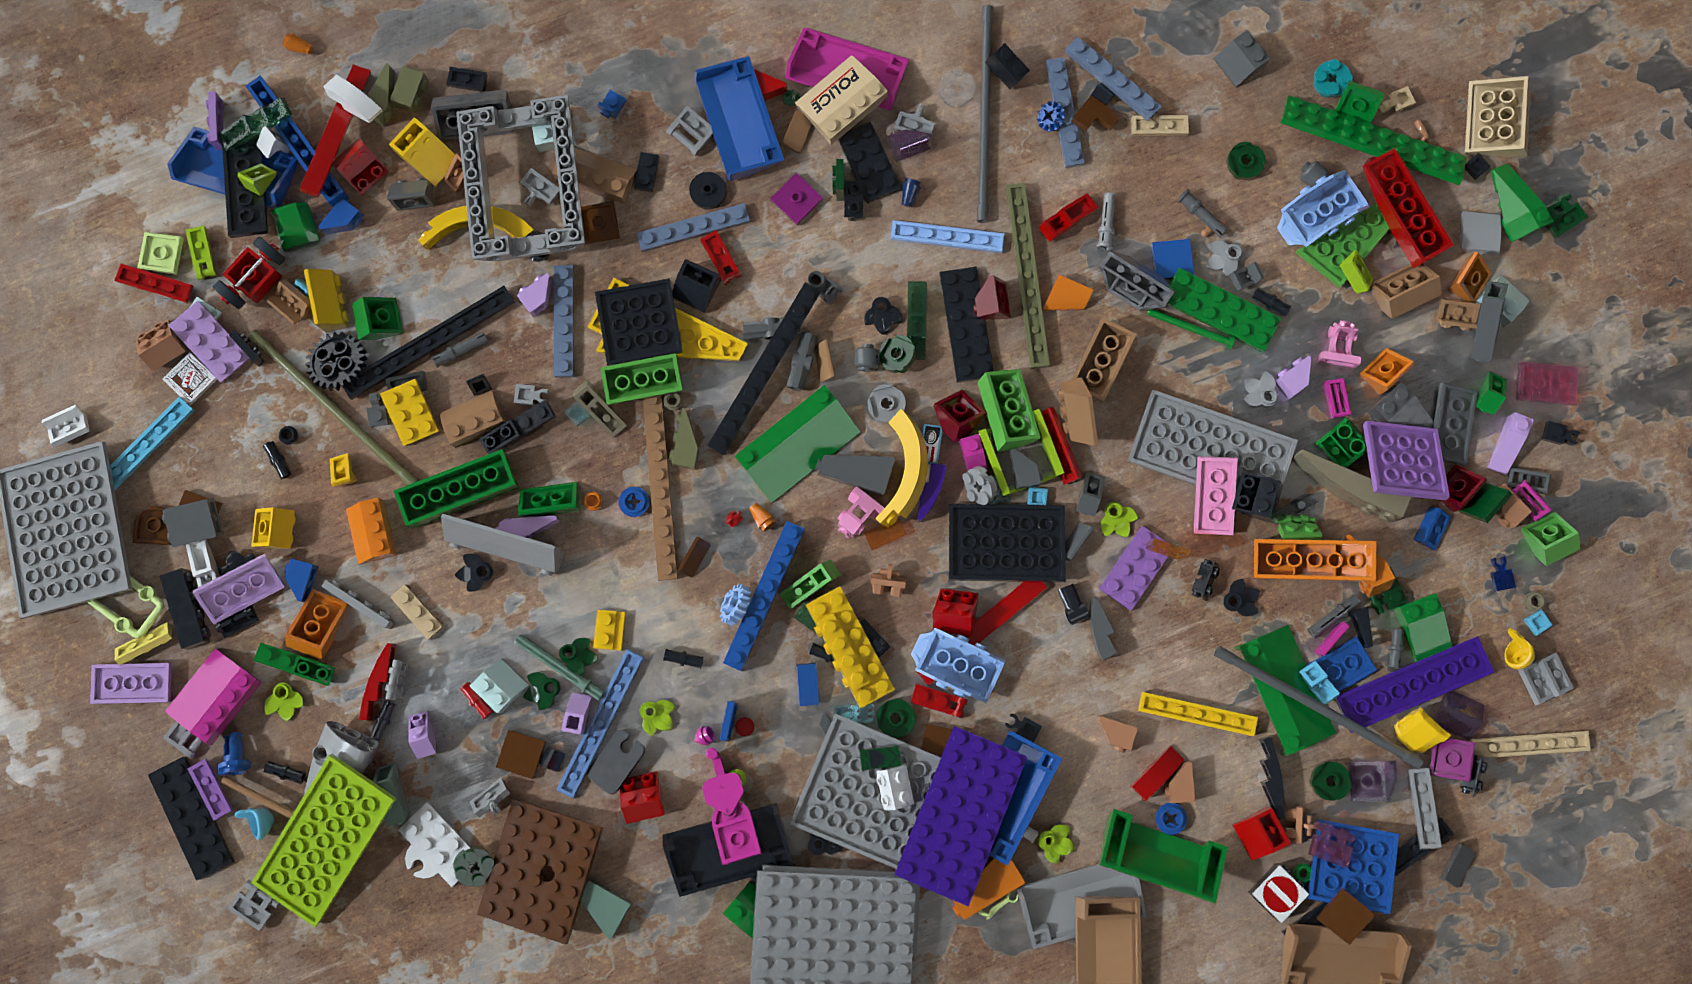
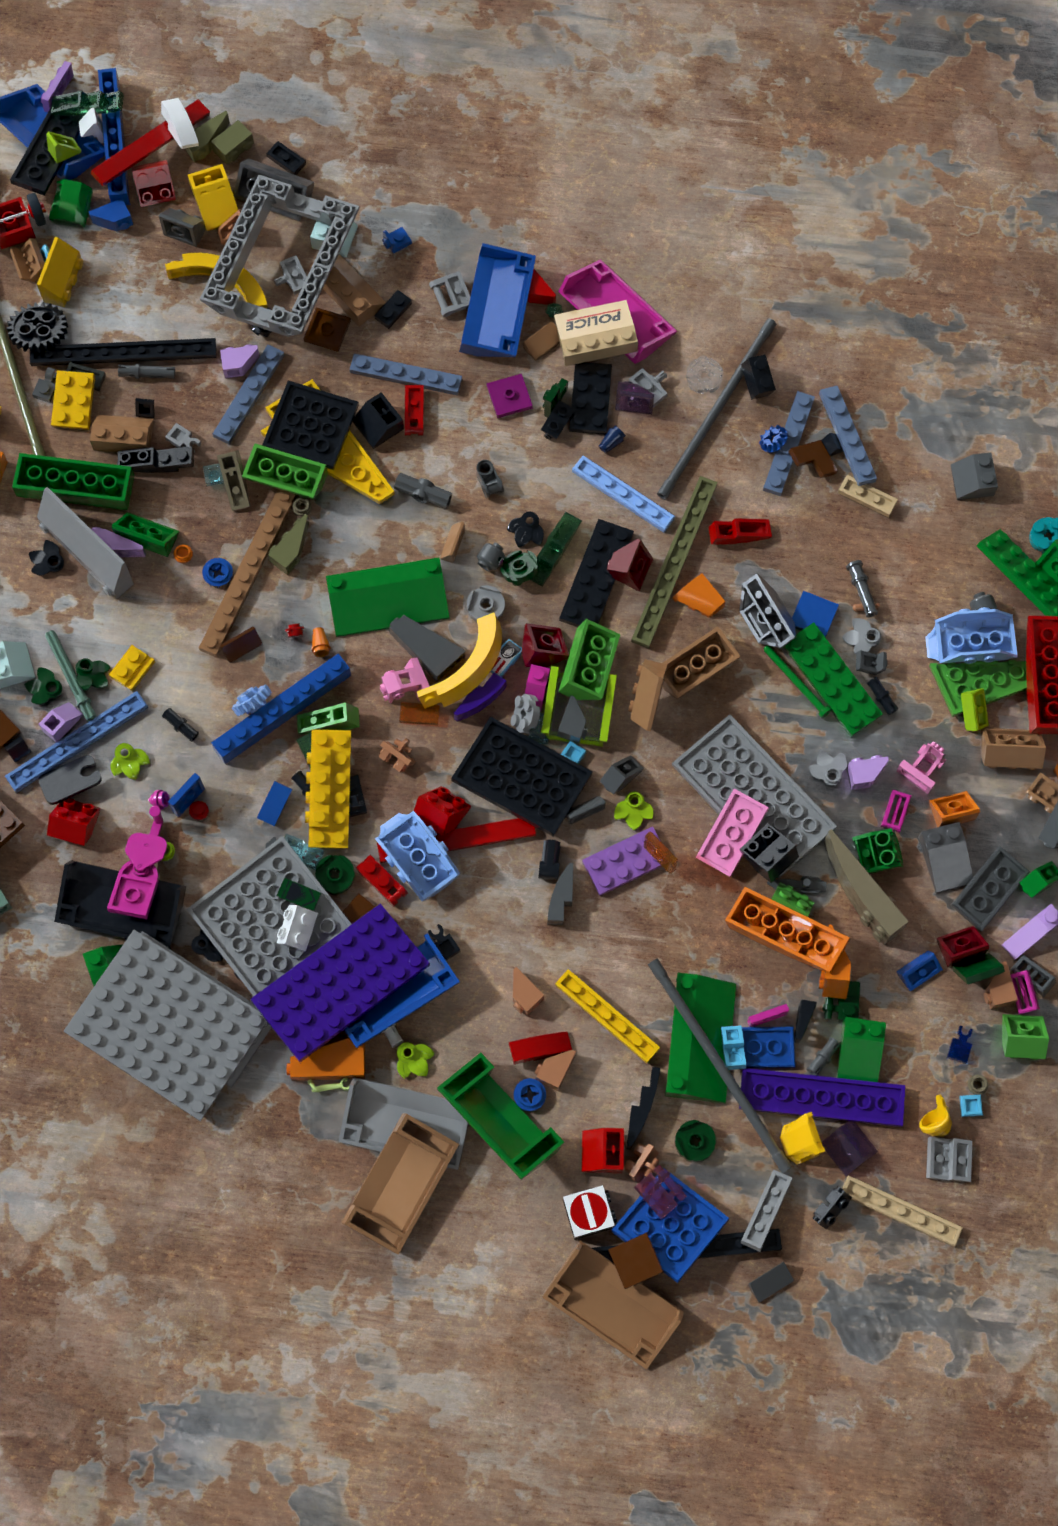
camera: 25 degrees right, 10 degrees down
(296, 44) = (161, 60): orange cone -> none
(376, 318) = (92, 310): green slope -> none
(707, 199) = (440, 357): black plate -> none
(764, 368) = (395, 518): black plate -> none
(801, 361) = (432, 531): dark grey piece -> none
(1062, 447) = (618, 720): red plate -> none
(1106, 230) = (768, 559): light grey pin -> none
(1204, 587) = (690, 899): black hinge -> none
(1244, 598) = (709, 938): black plate -> none
(1251, 152) = (926, 575): dark green plate -> none
(1296, 872) = (622, 1202): green plate -> none
(1335, 615) = (793, 997): dark grey pin -> none
(1372, 780) = (734, 1159): clear purple slope -> none
(1405, 460) = (922, 889): medium lavender plate -> none
(1453, 759) = (819, 1181): magenta plate -> none

